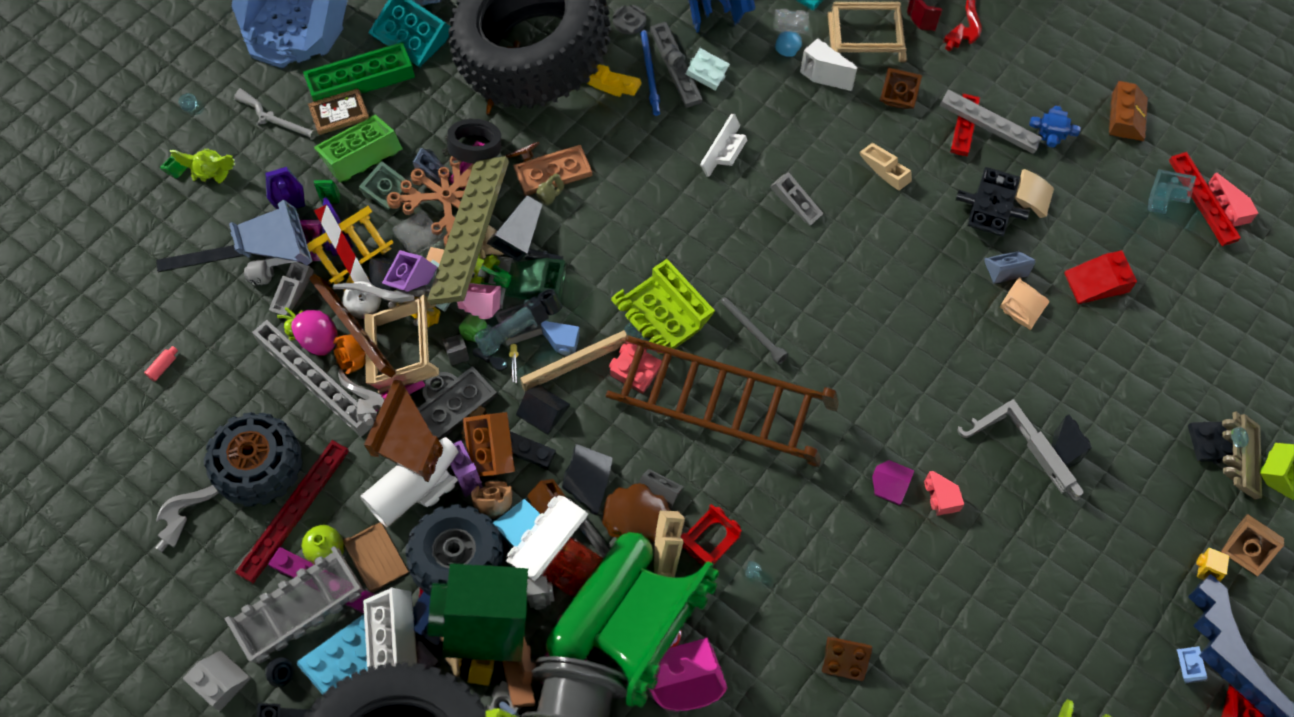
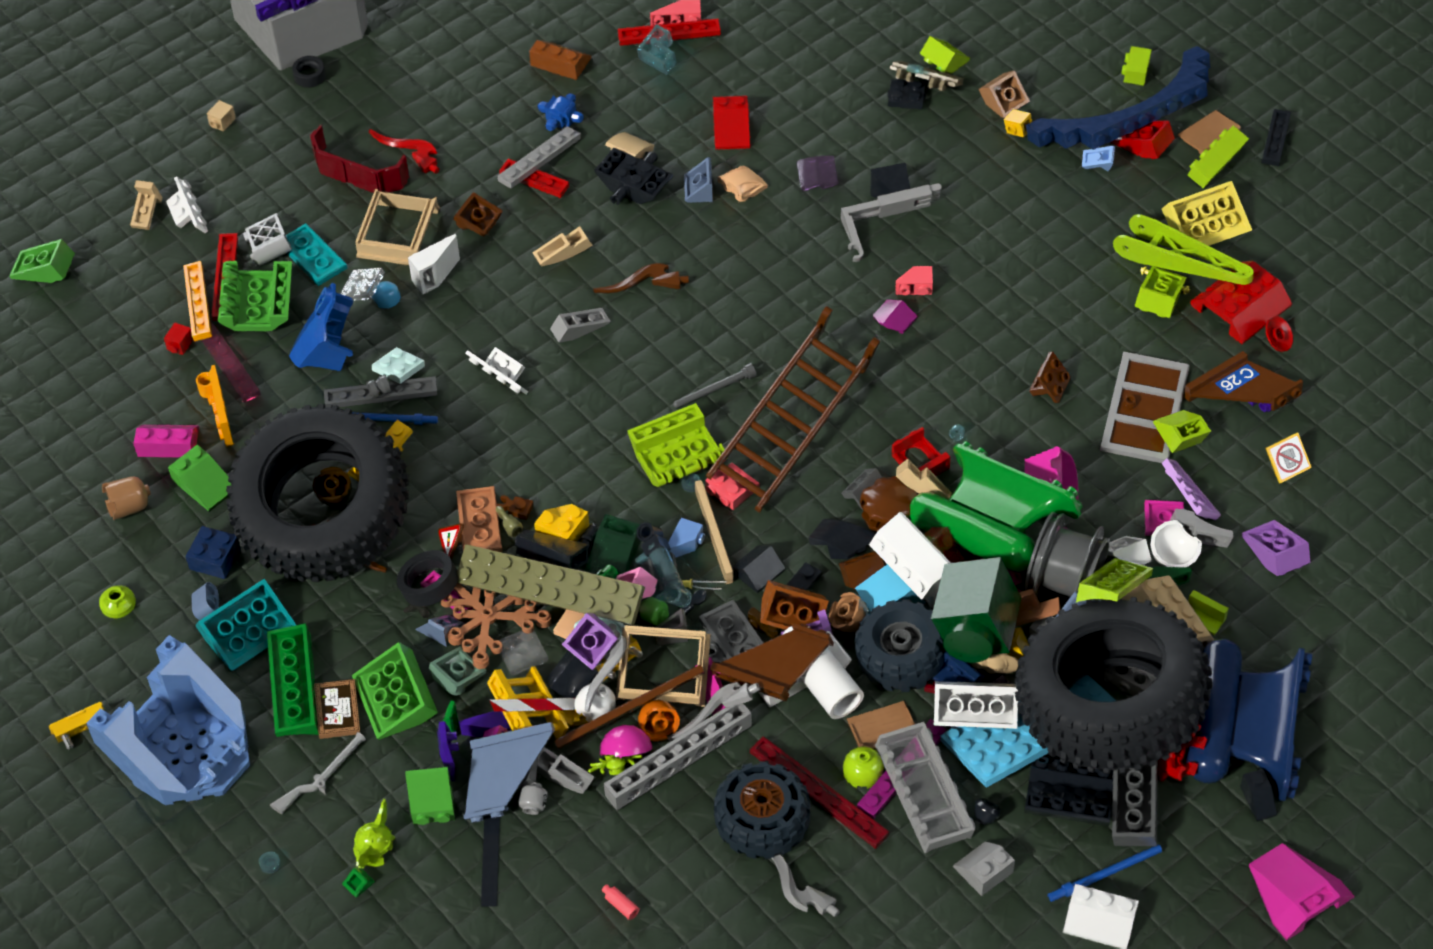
camera: 75 degrees left, 10 degrees down
(243, 193) = (430, 795): none -> bright green slope
(555, 233) = (563, 522): none -> yellow slope
(574, 195) = (517, 507): none -> reddish brown plate
(875, 256) = (654, 270): none -> reddish brown piece
(1063, 371) = (817, 172): none -> clear purple slope

